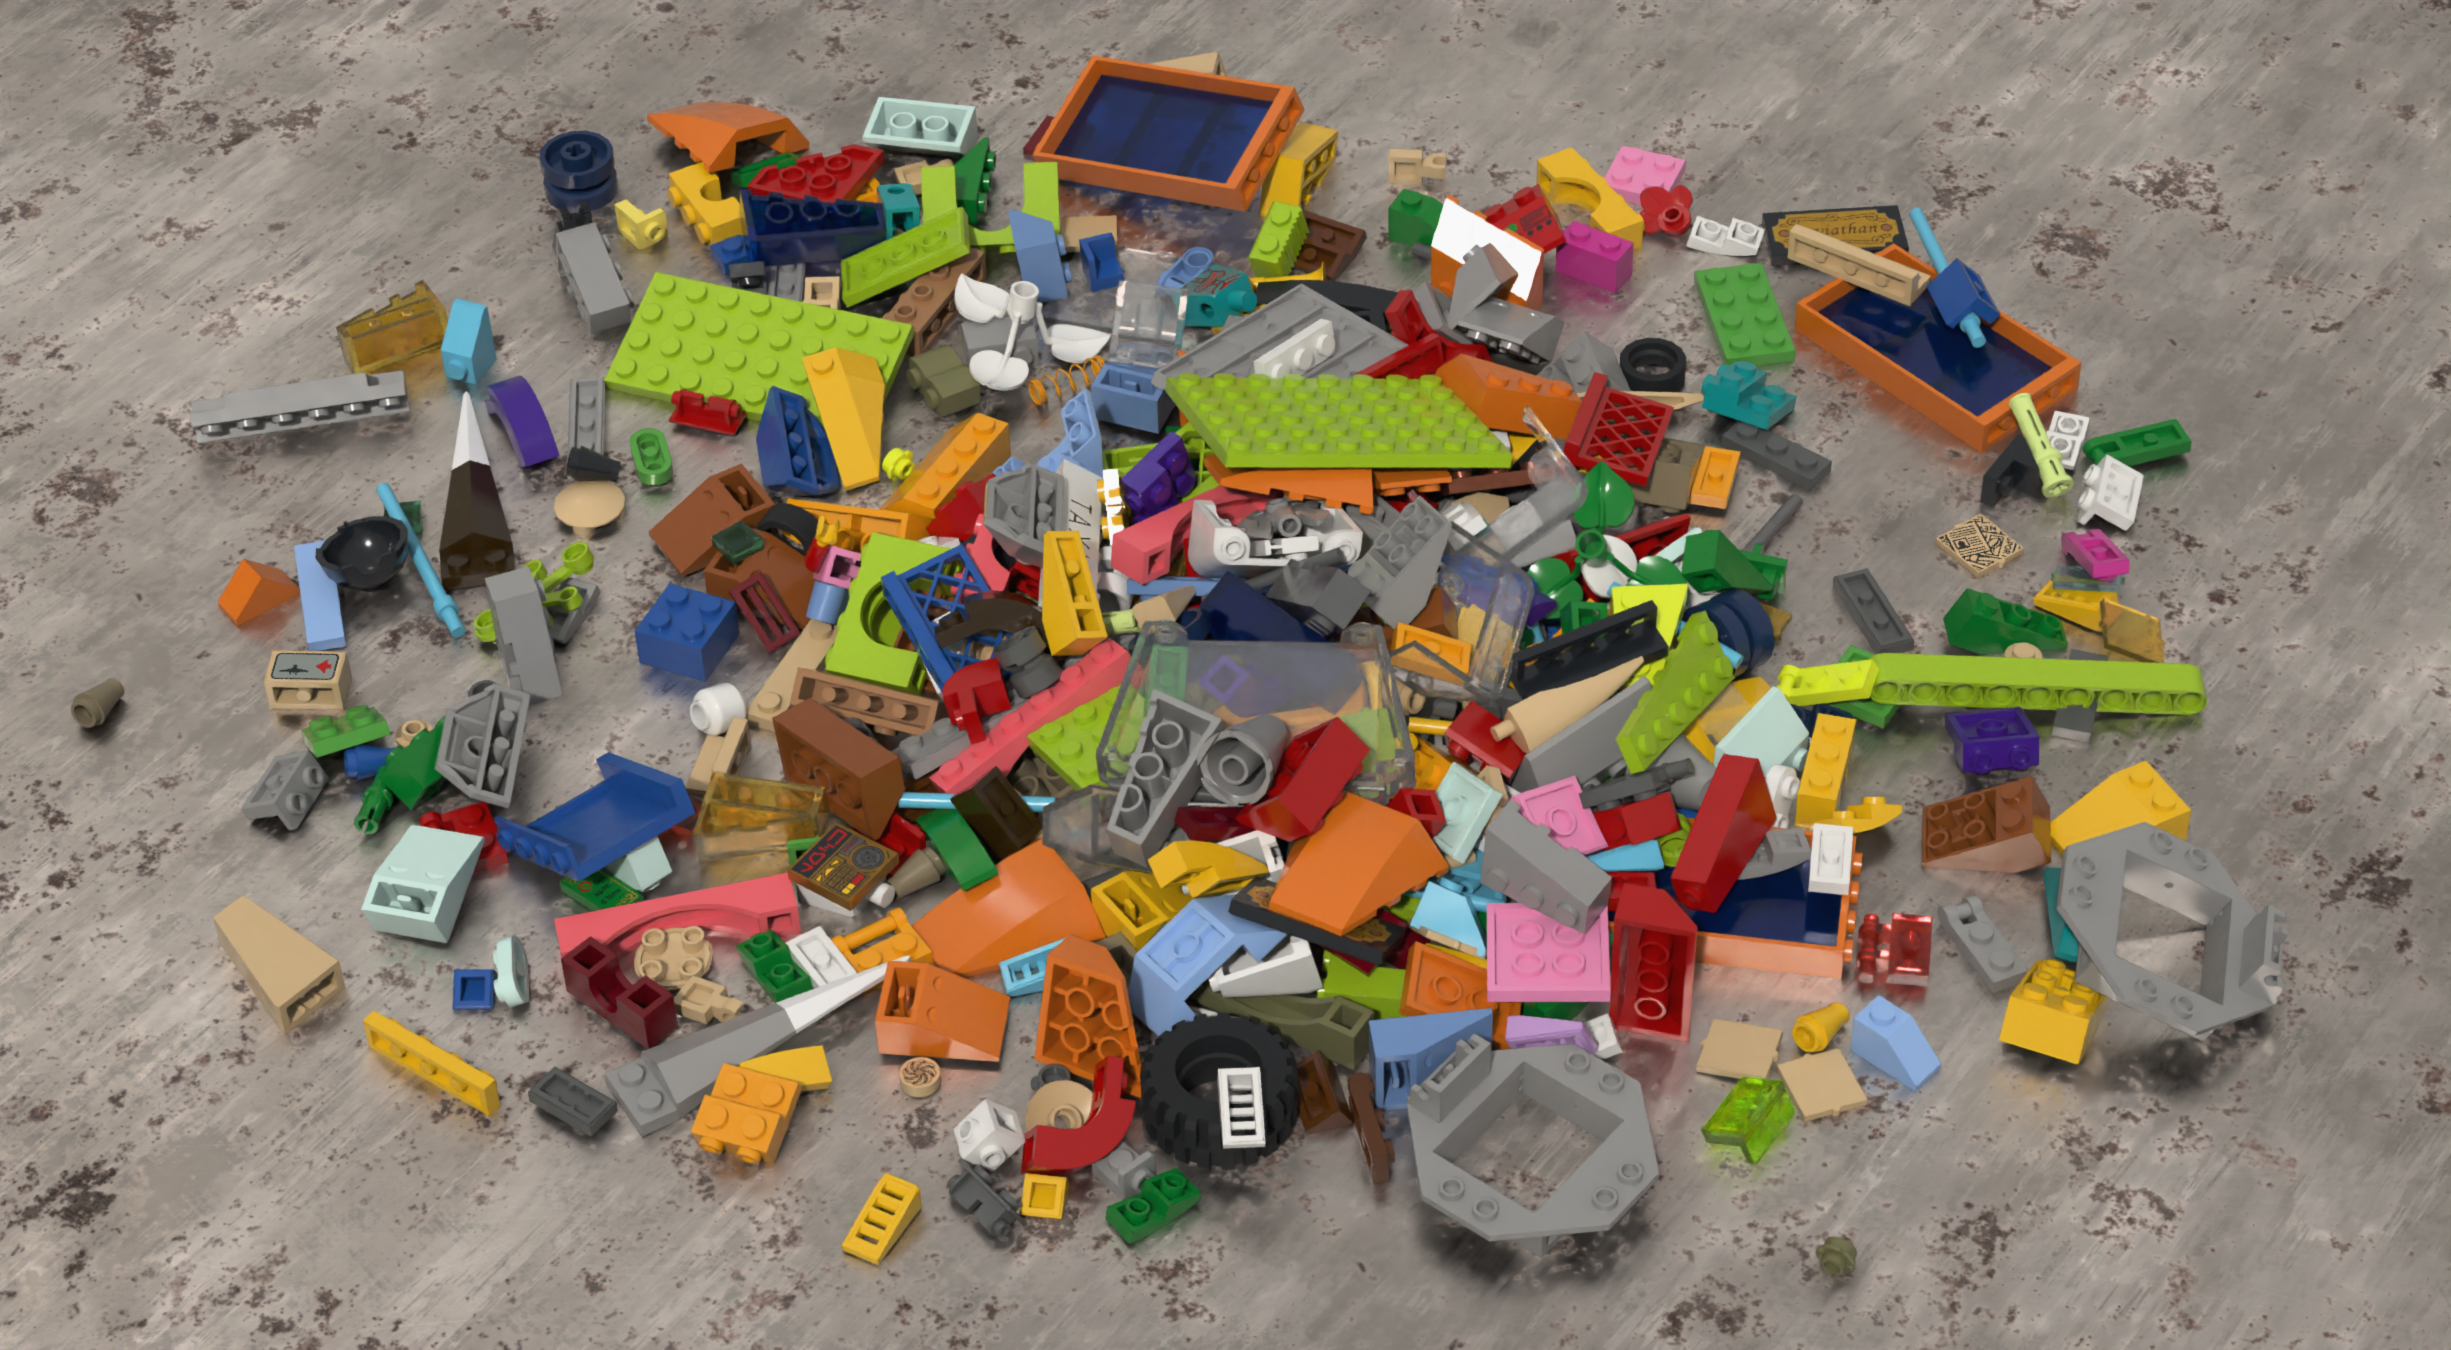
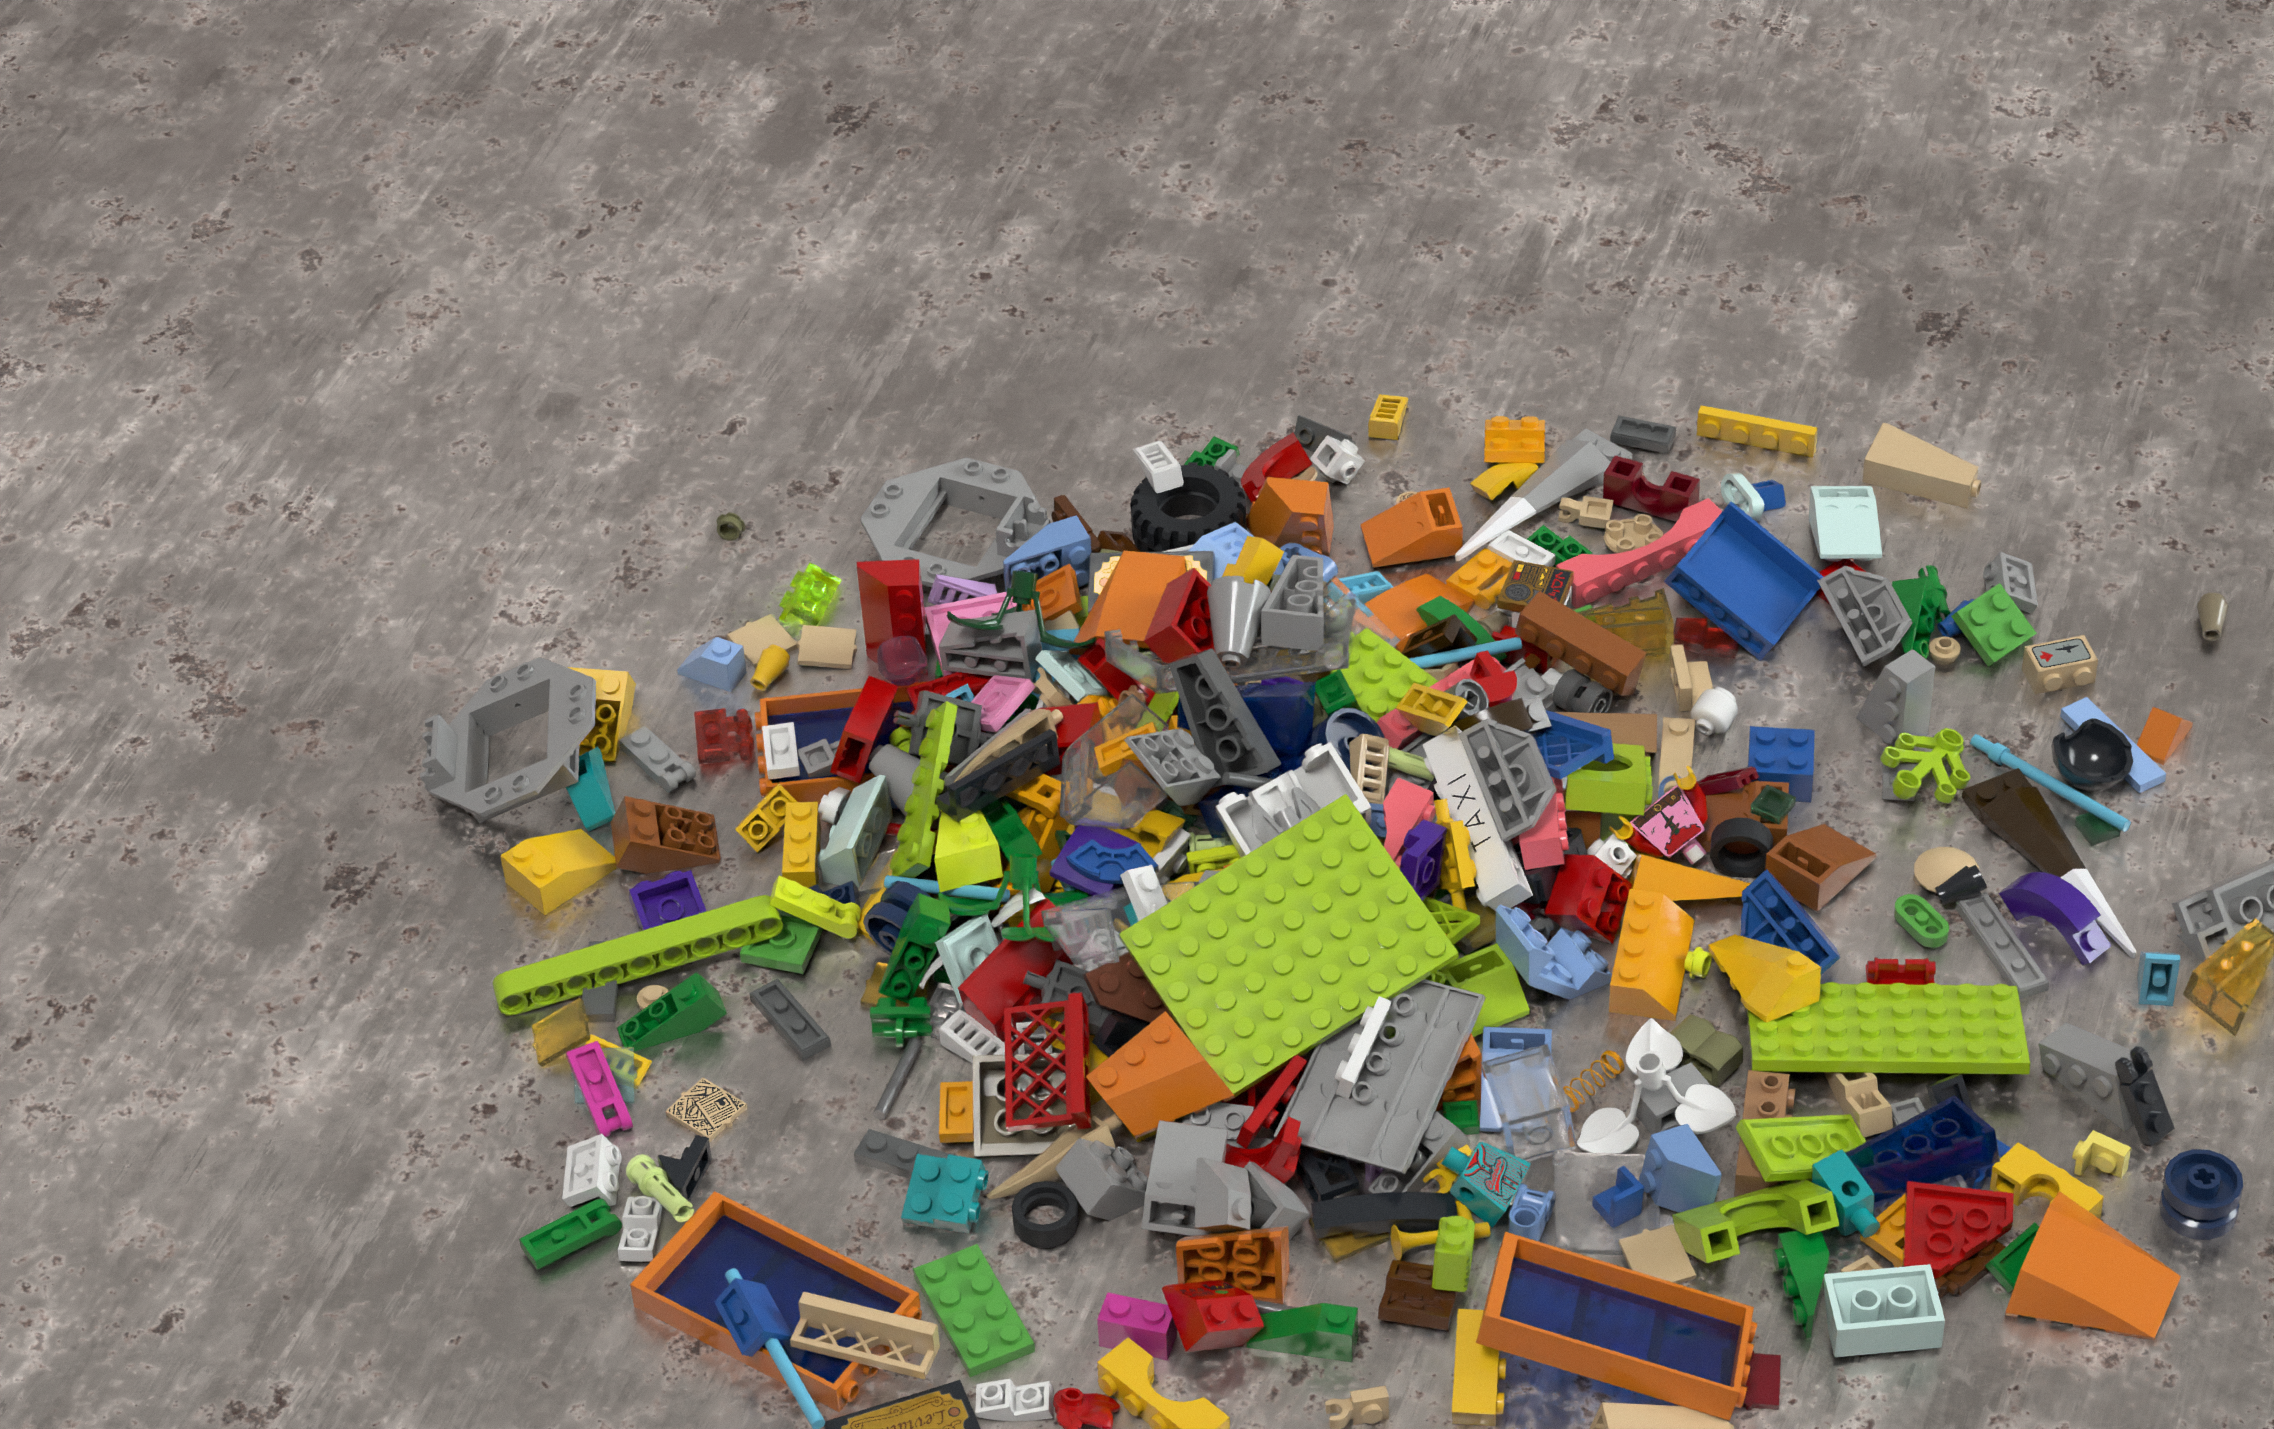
camera: 165 degrees right, 0 degrees up
(1456, 822) = (1021, 591): none -> dark green plant

